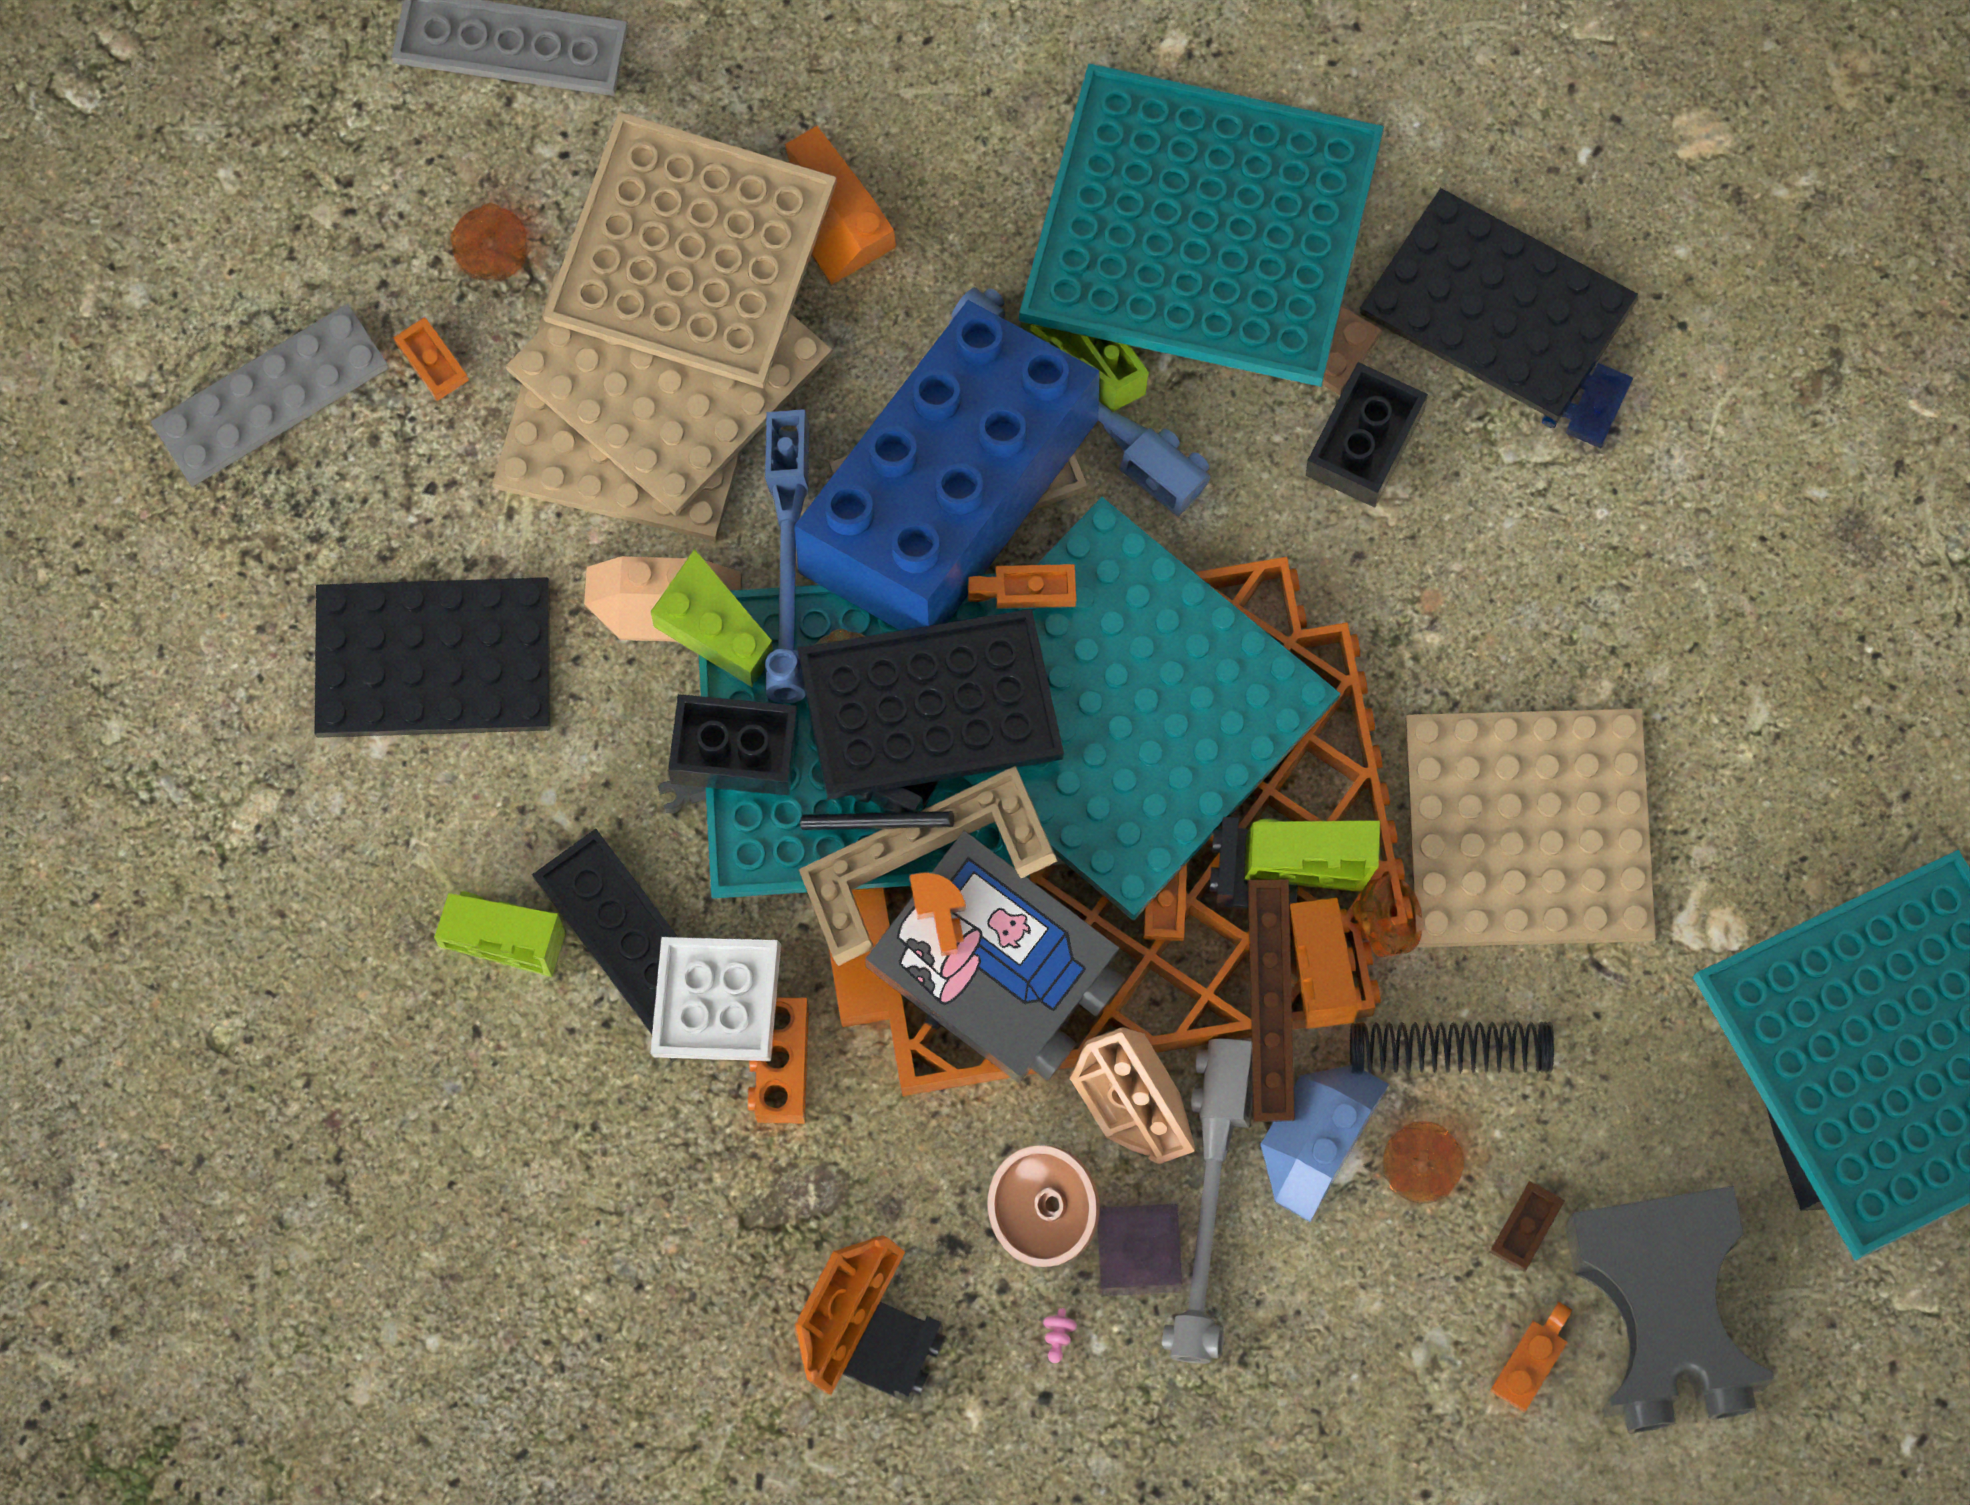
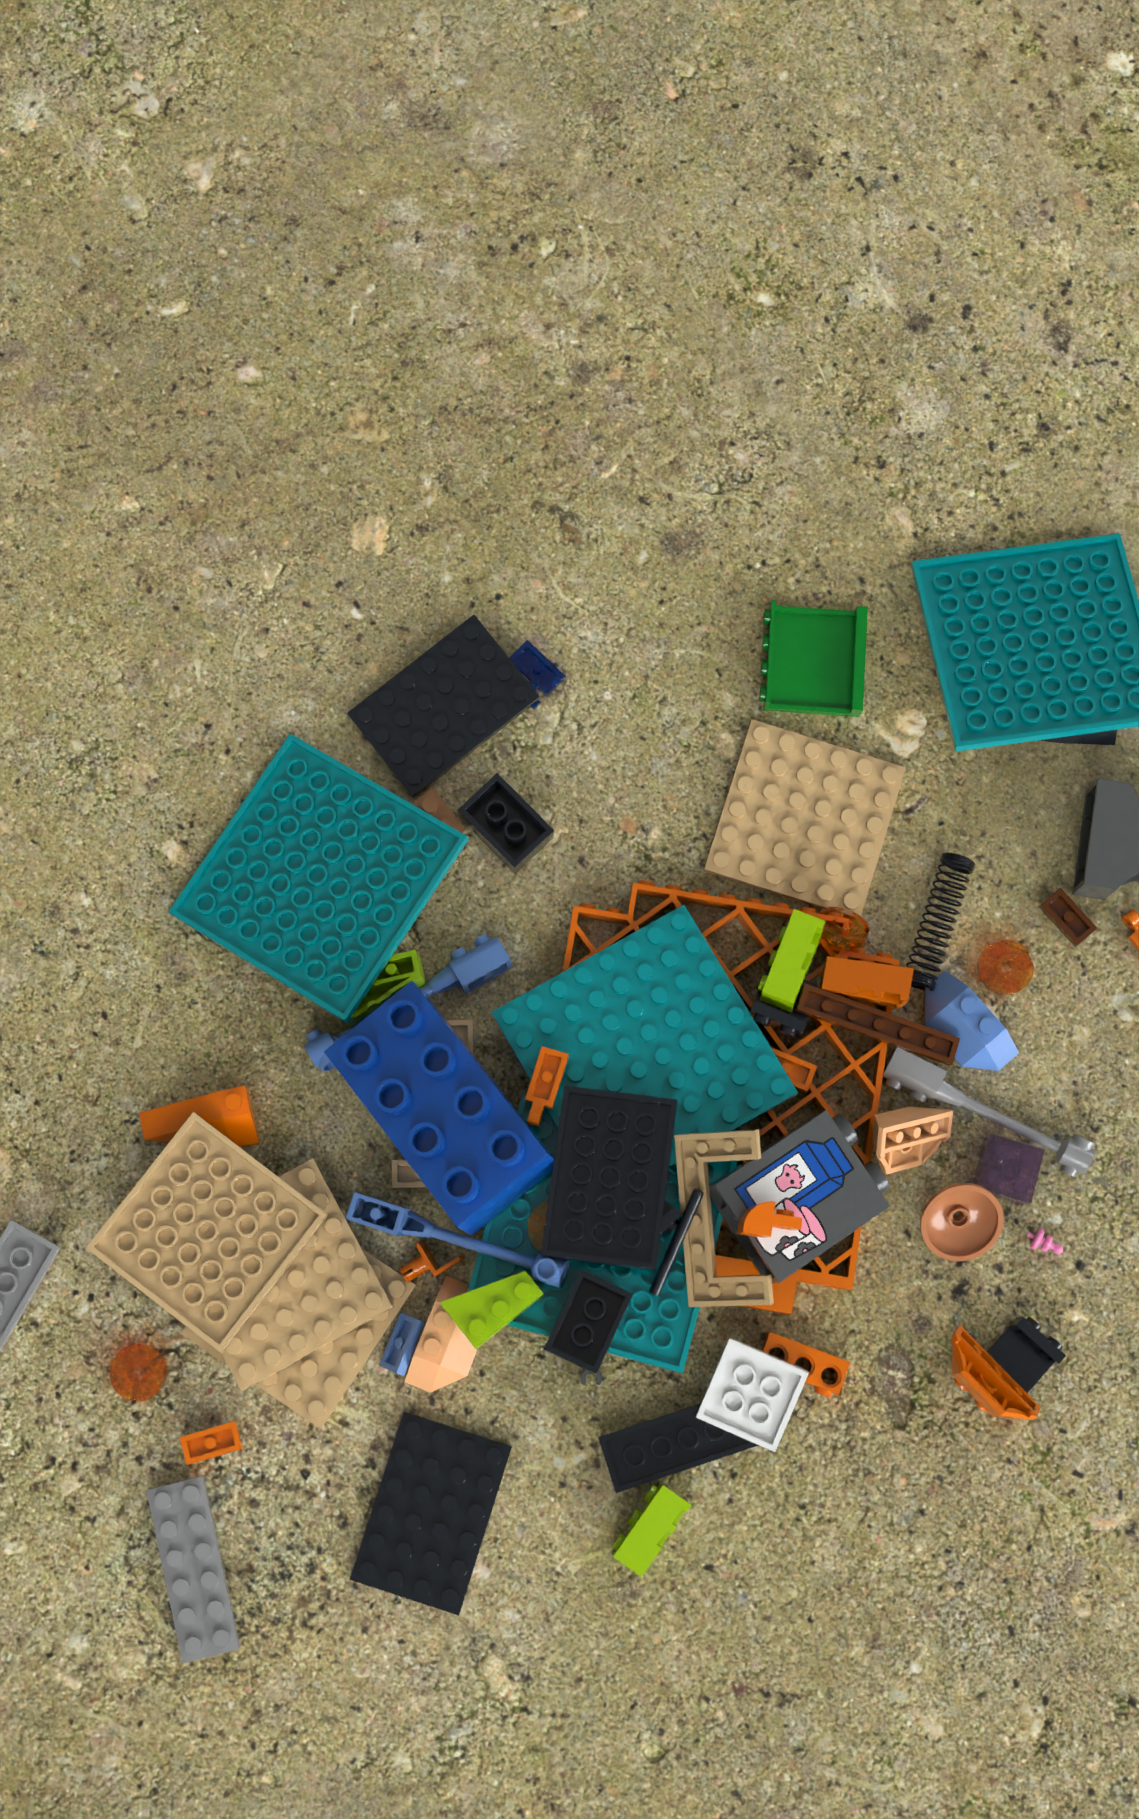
camera: 80 degrees left, 5 degrees up
(619, 542) = (402, 1344): none -> medium blue plate
(749, 541) = (425, 1262): none -> orange bracket
(1760, 763) = (814, 660): none -> green panel

